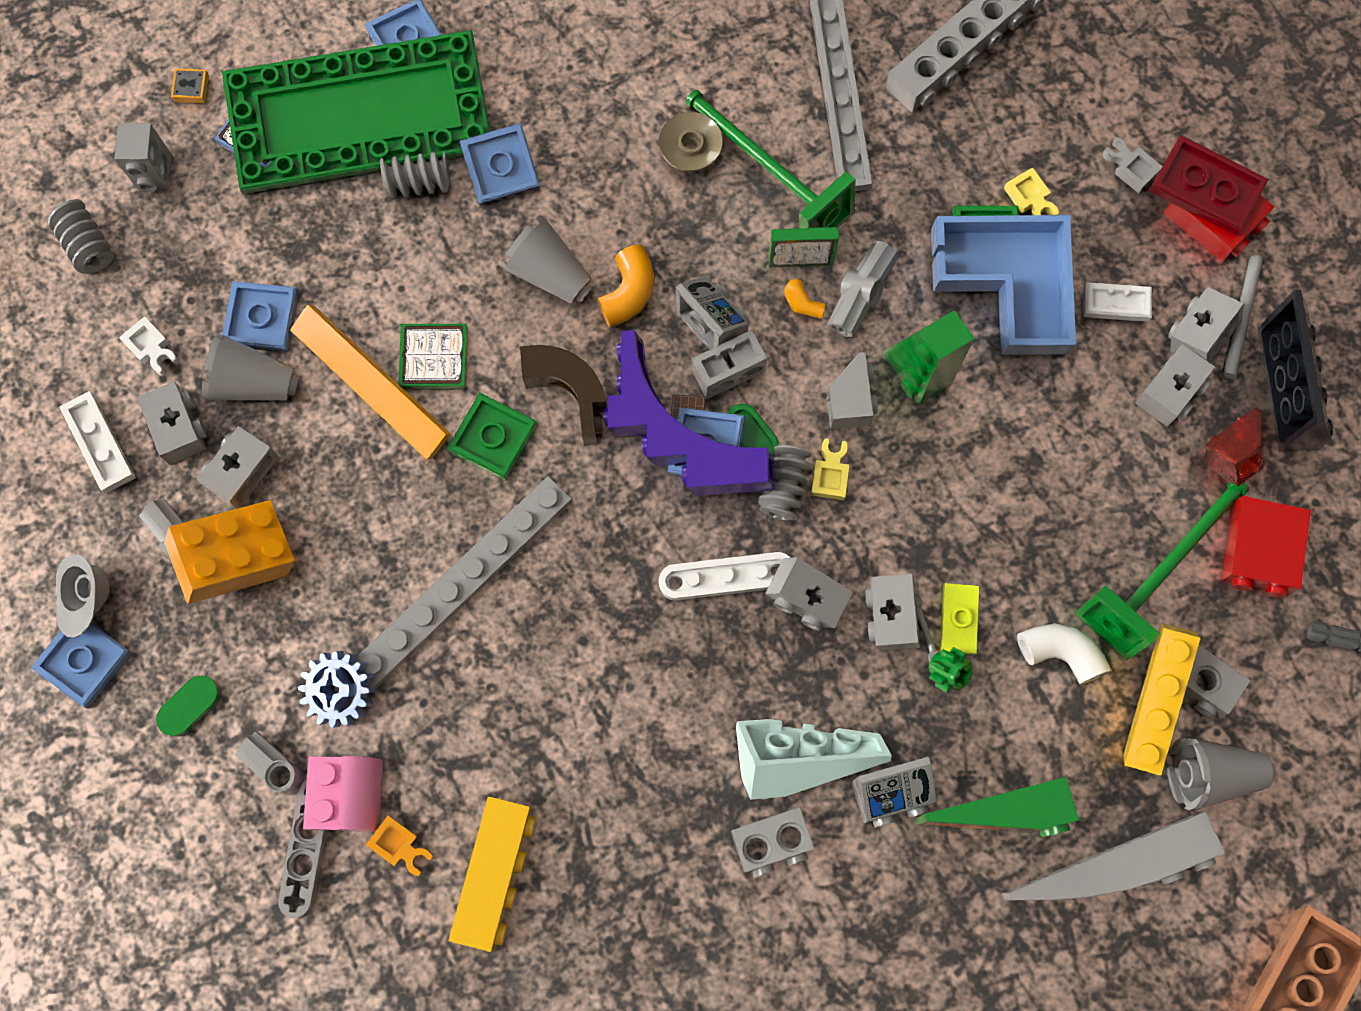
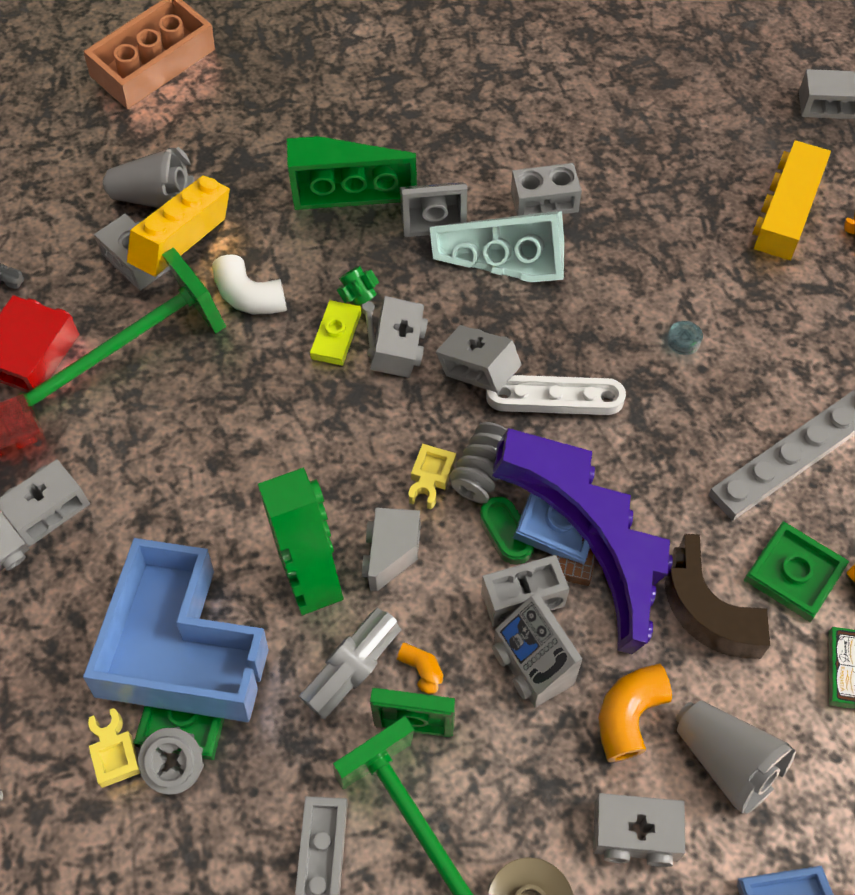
camera: 170 degrees left, 15 degrees down
(602, 672) = (685, 337): none -> clear light blue tile
(604, 214) = (657, 817): none -> light grey brick
(972, 188) = (152, 760): none -> light grey gear
(1117, 302) = (64, 604): white plate -> none
(1134, 863) = (253, 138): light grey slope -> none

